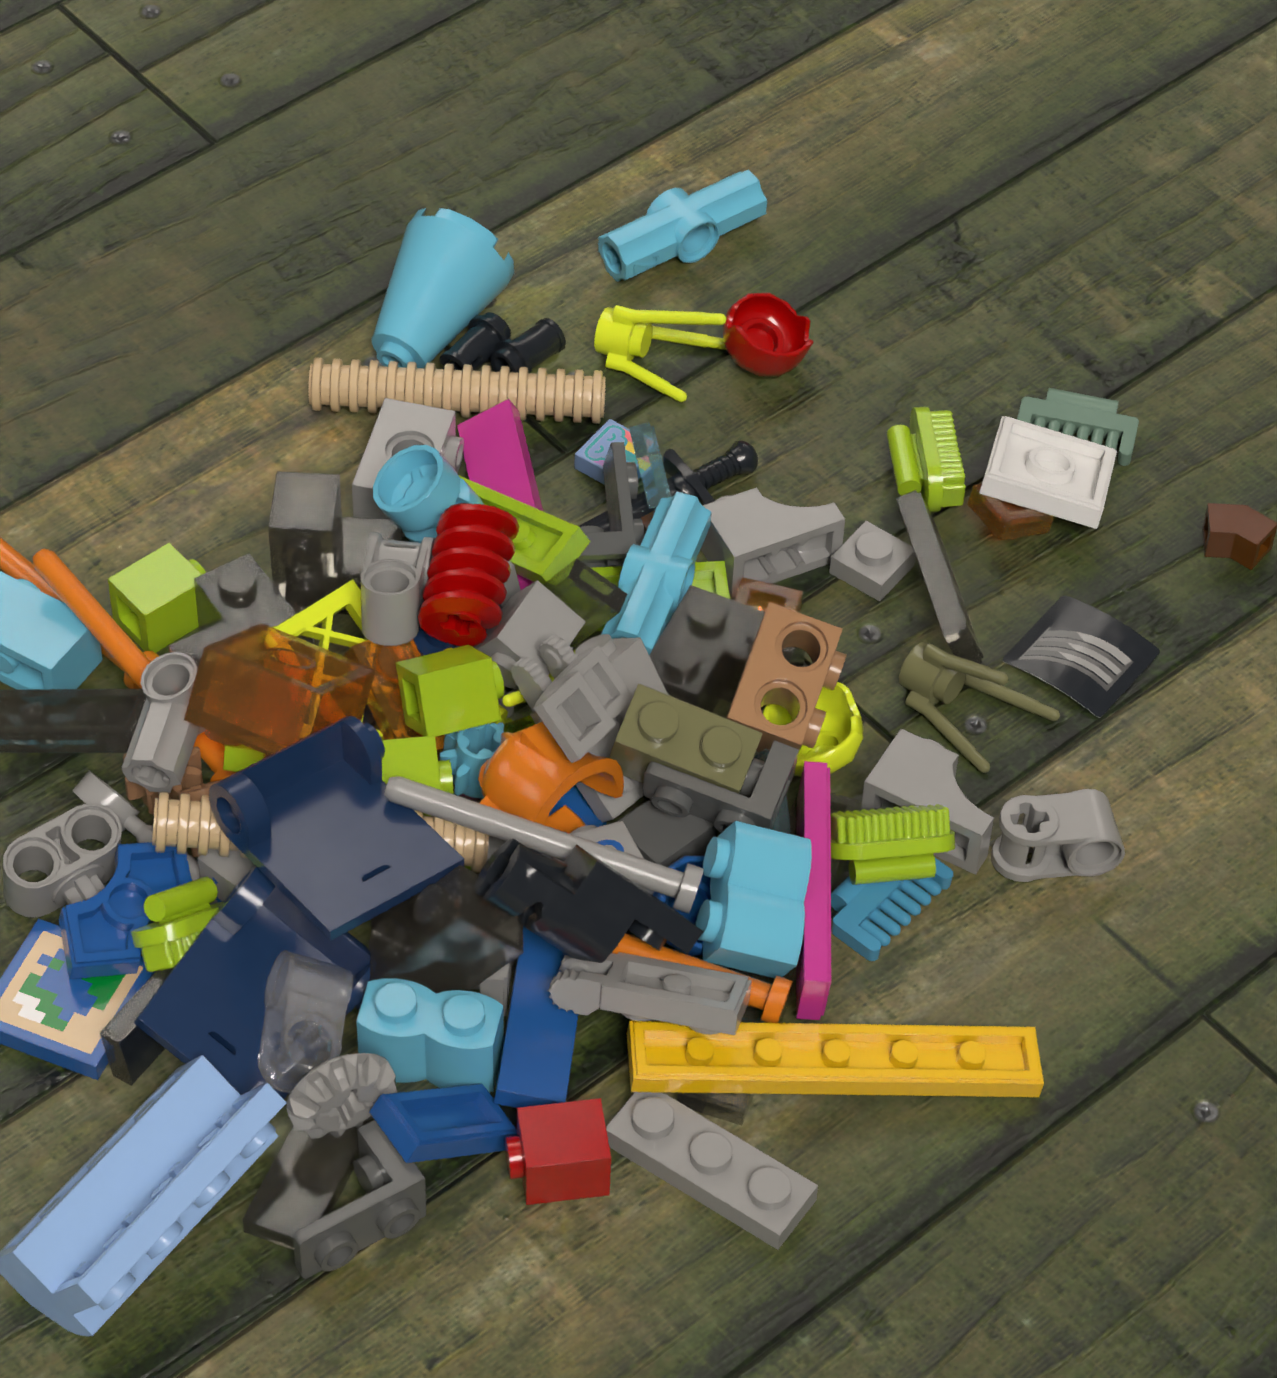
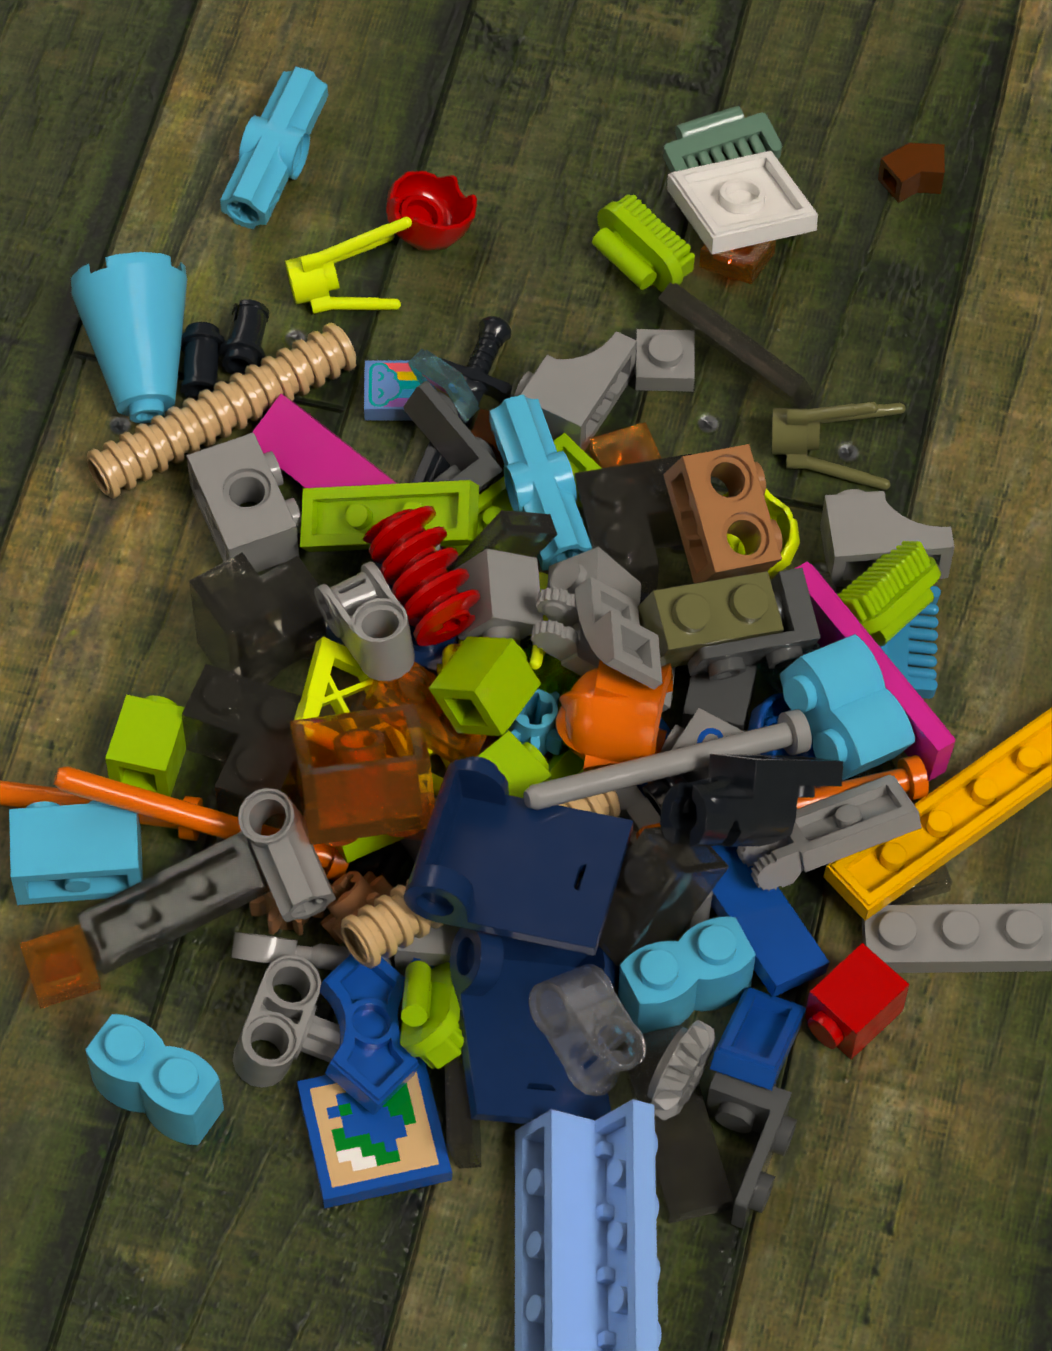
camera: 35 degrees left, 10 degrees up
(417, 490) = (320, 529): medium azure wheel -> none
(1063, 831) = (994, 510): light grey piece -> none
(1083, 654) = (877, 342): black sticker -> none

